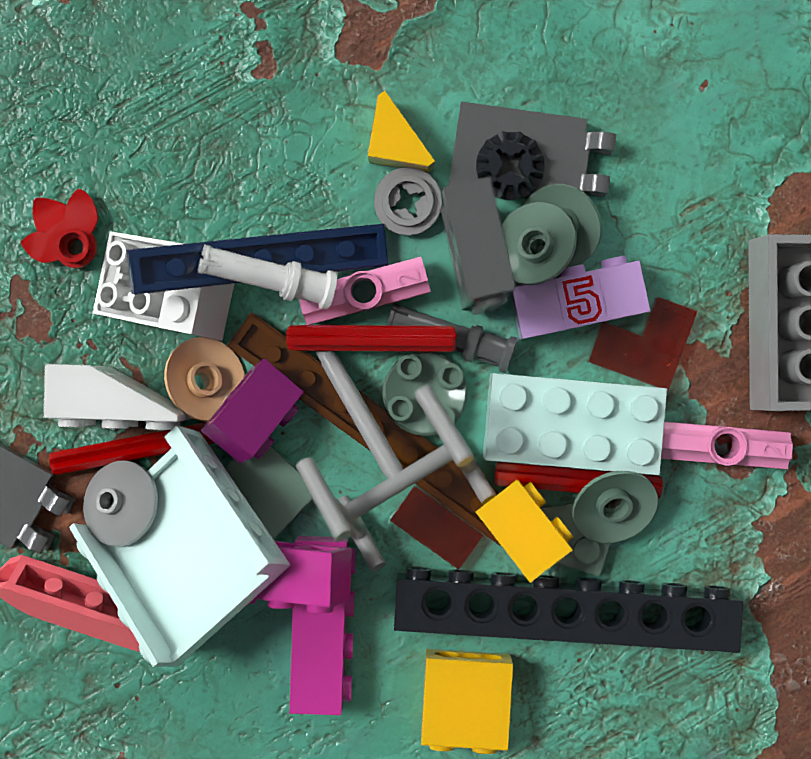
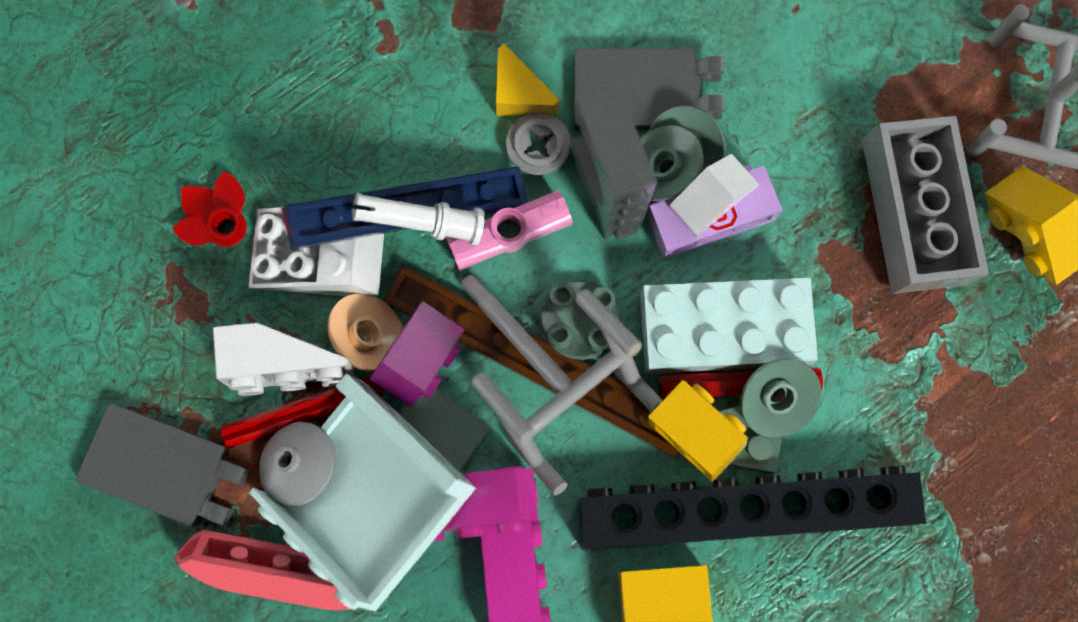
camera: 10 degrees left, 10 degrees down
(371, 338) = (522, 270): red axle -> none
(436, 527) = (610, 448): clear red tile -> none
(471, 342) = (617, 265): dark grey pin -> none
(531, 164) = (648, 94): black gear -> none
(581, 287) = (713, 194): none -> white slope
(652, 355) = (789, 255): clear red tile -> none
(748, 447) = (897, 329): bright pink piece -> none

